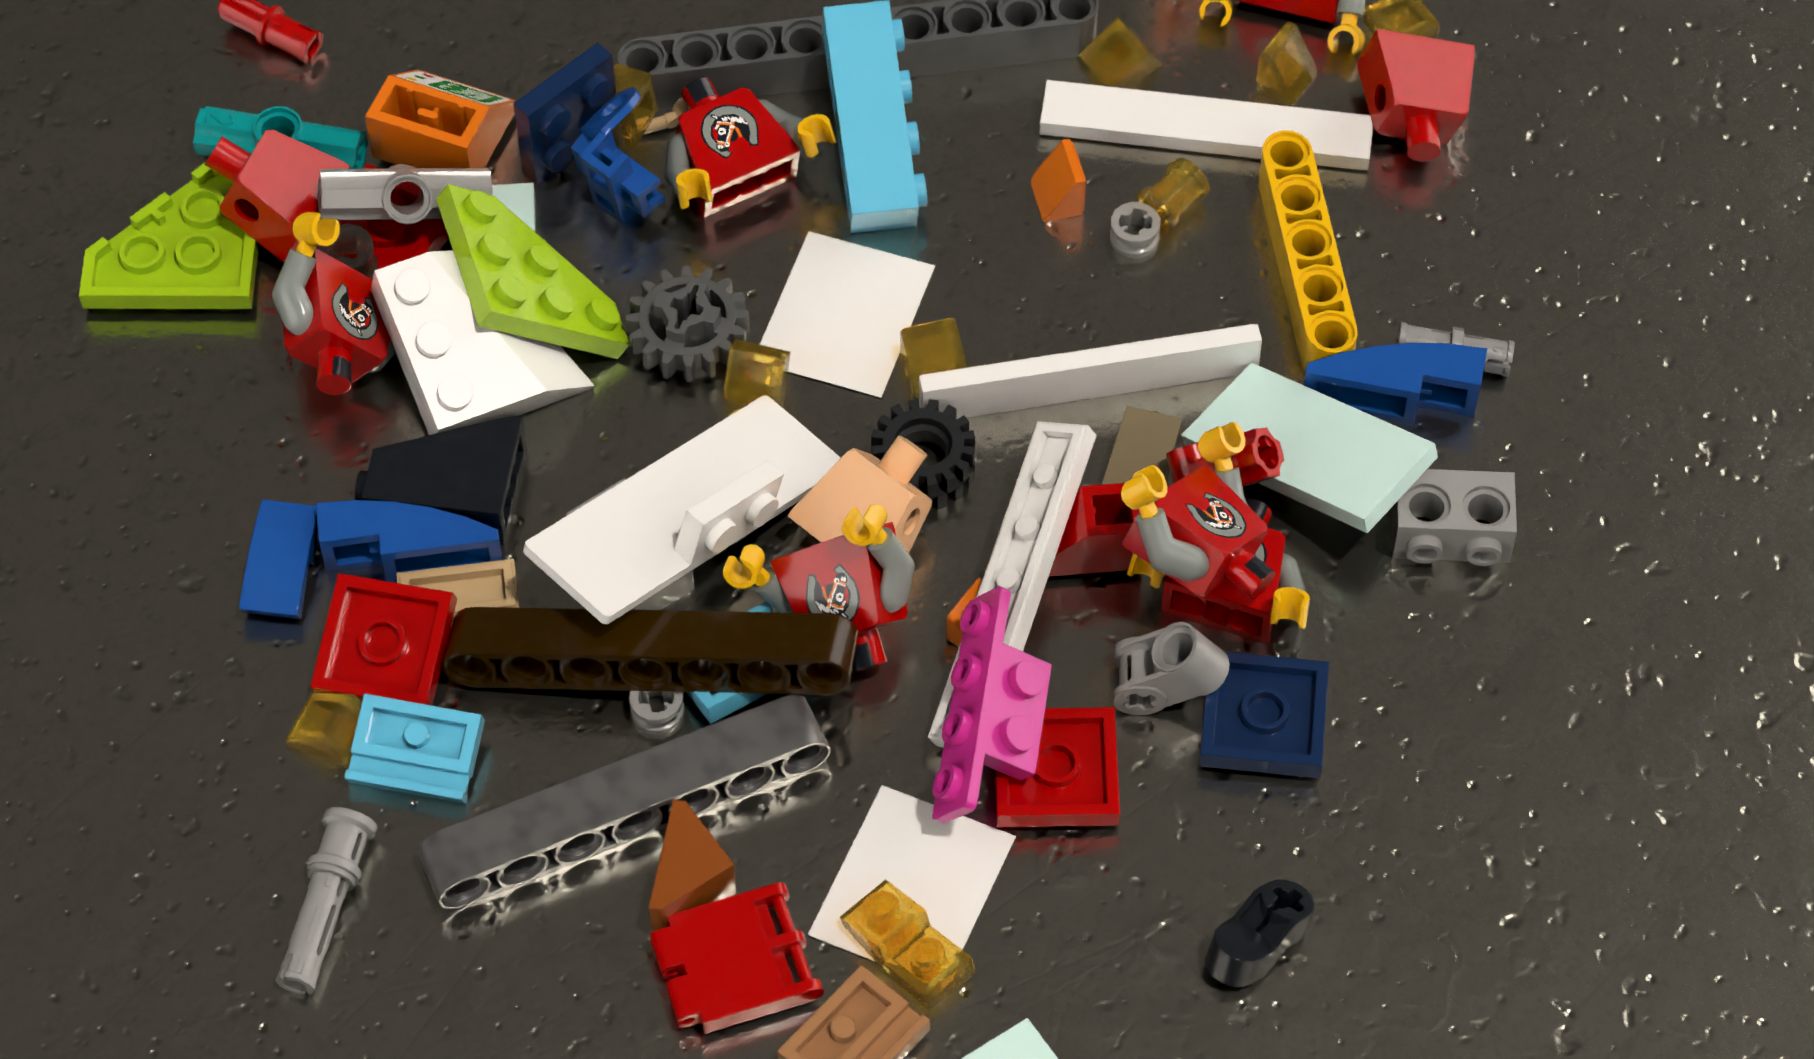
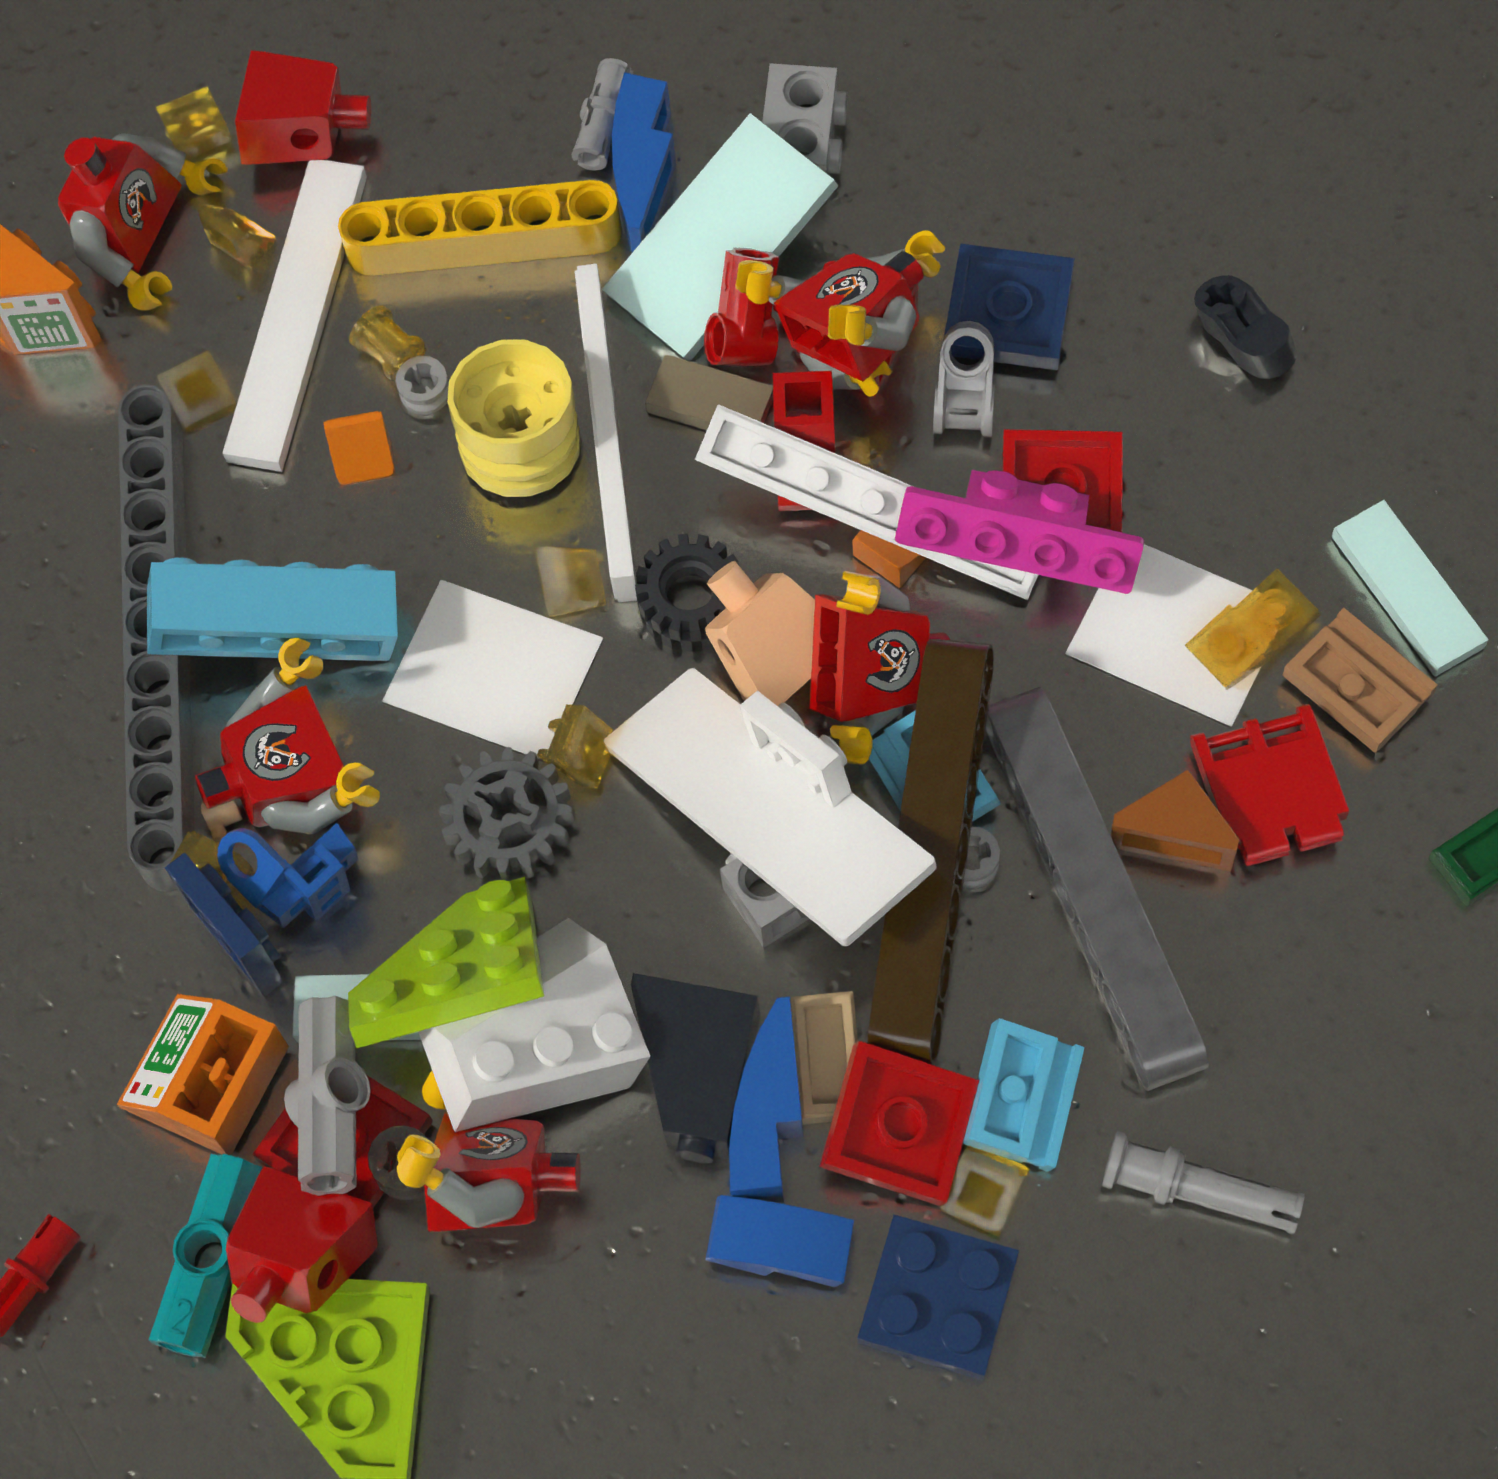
camera: 80 degrees left, 10 degrees up
(228, 692) = (938, 1297): none -> dark blue plate
(1085, 283) = (514, 417): none -> light yellow wheel

